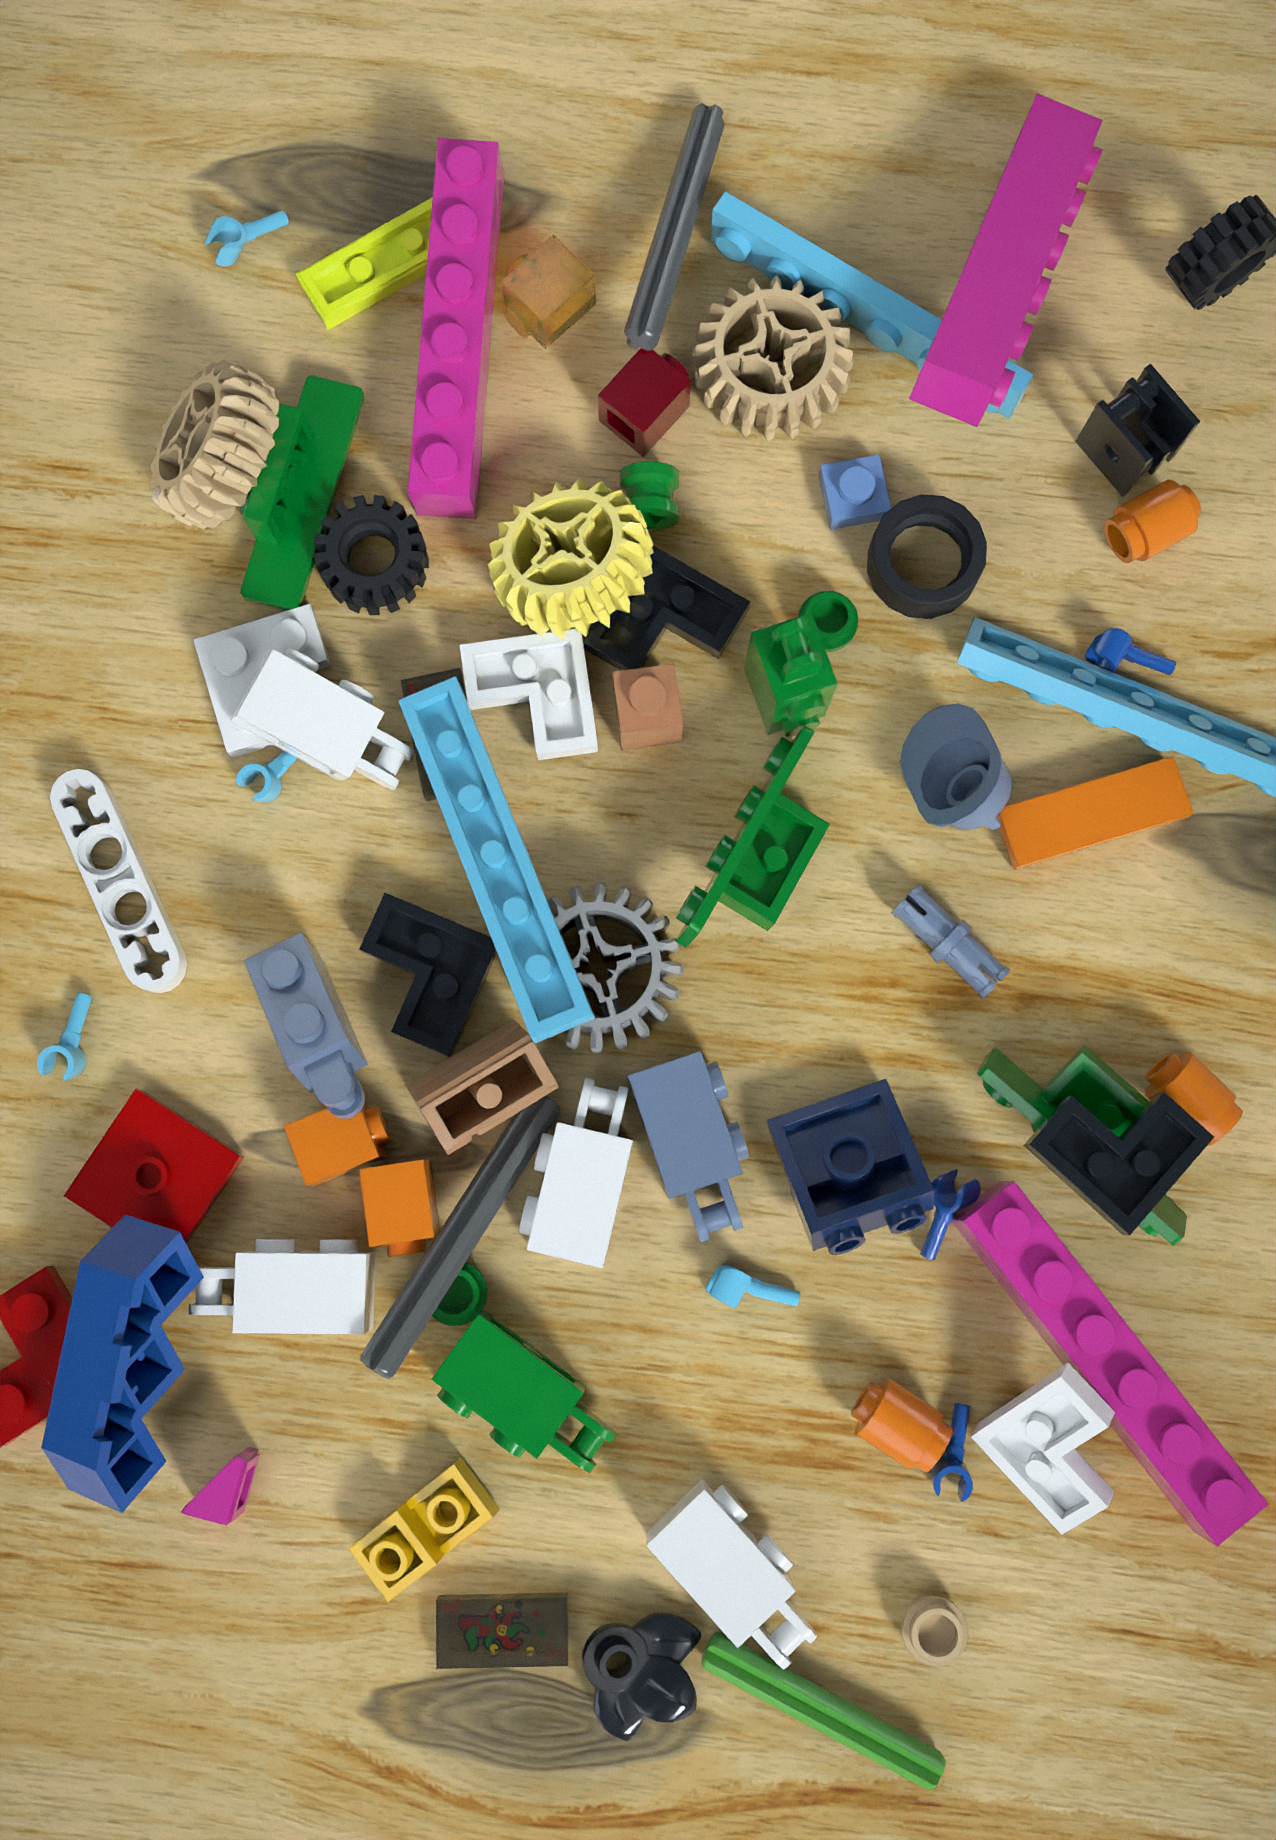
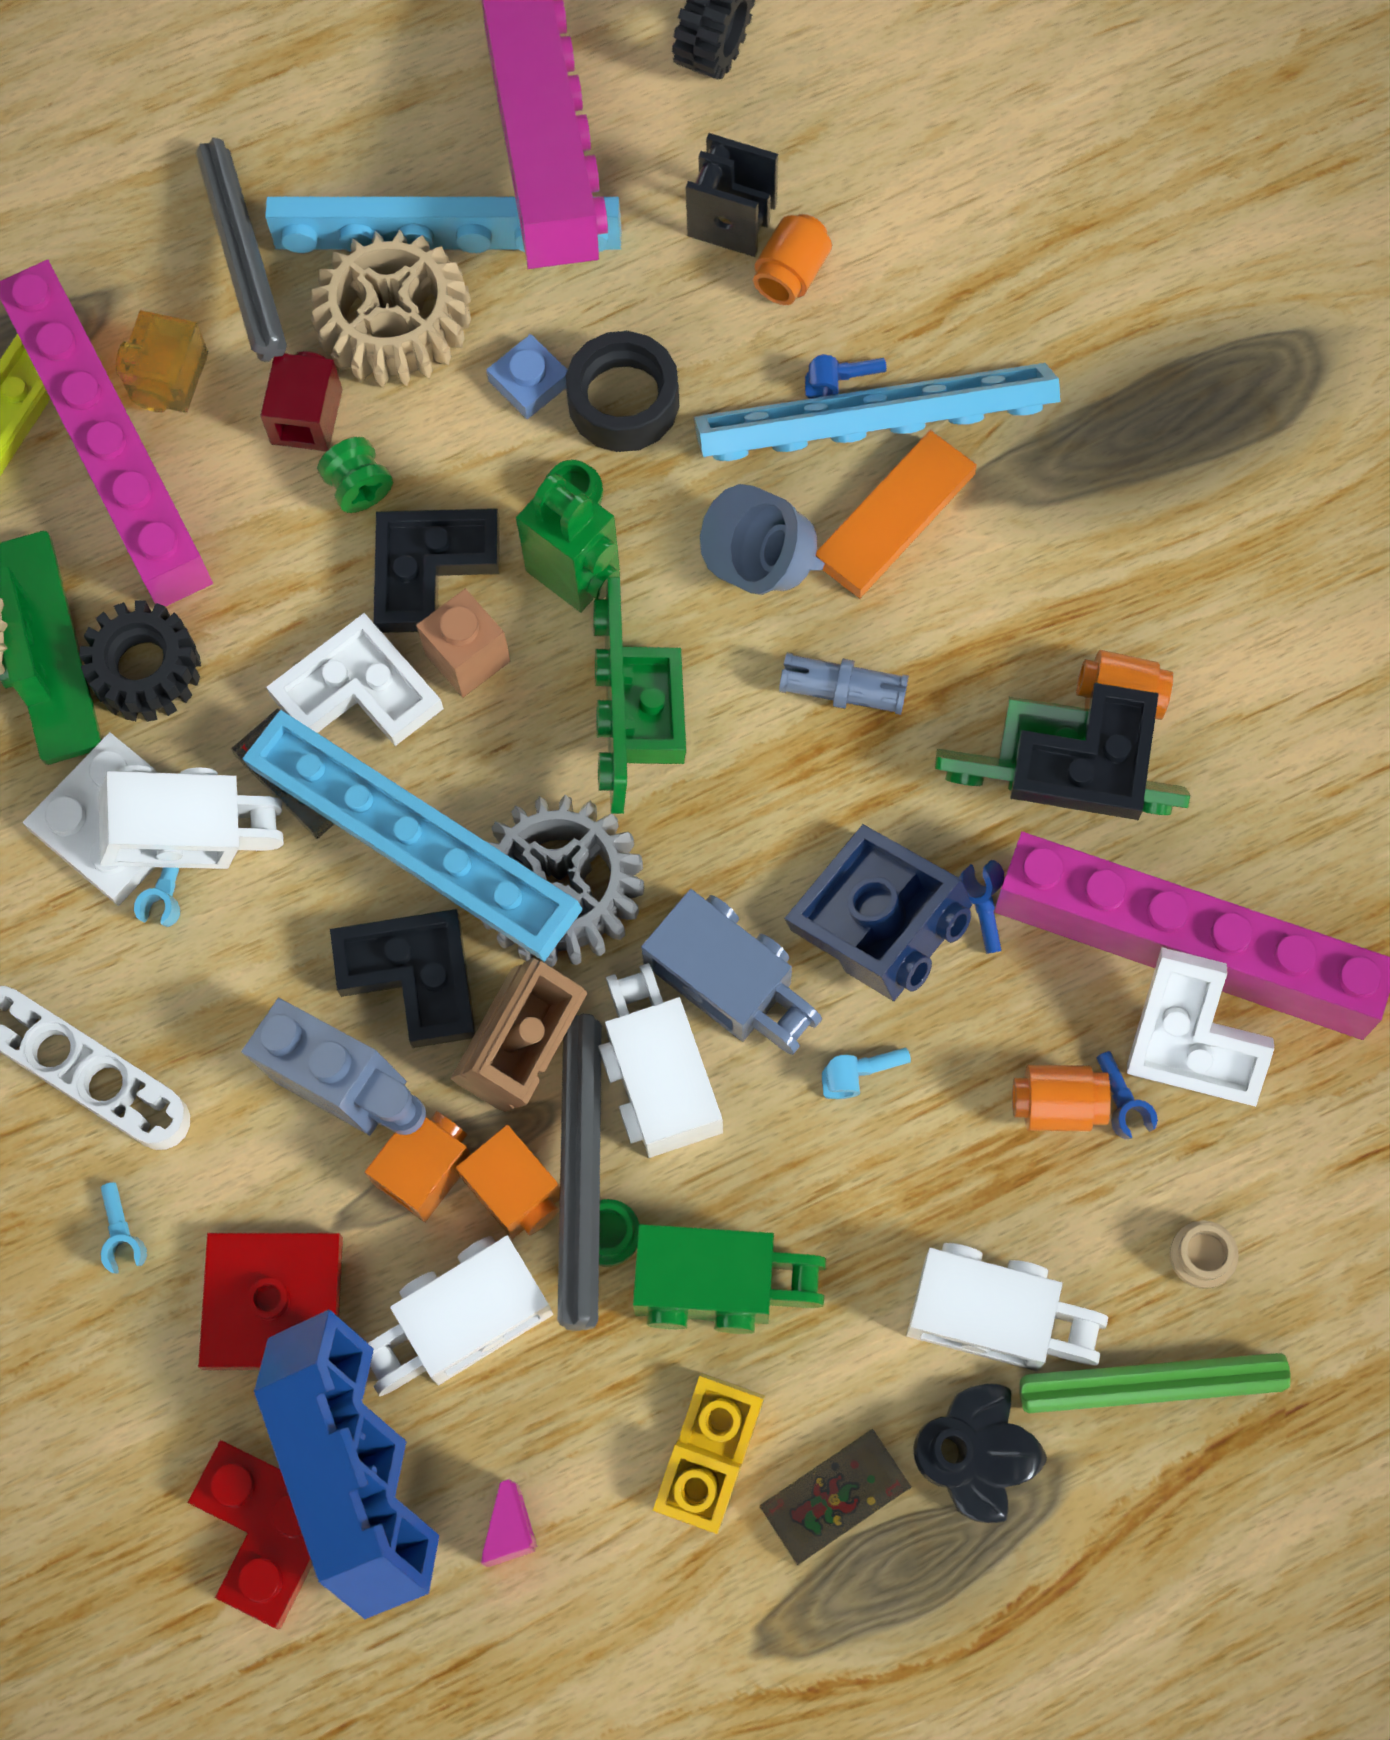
camera: 30 degrees left, 10 degrees down
(571, 558) = (305, 567): light yellow gear -> none

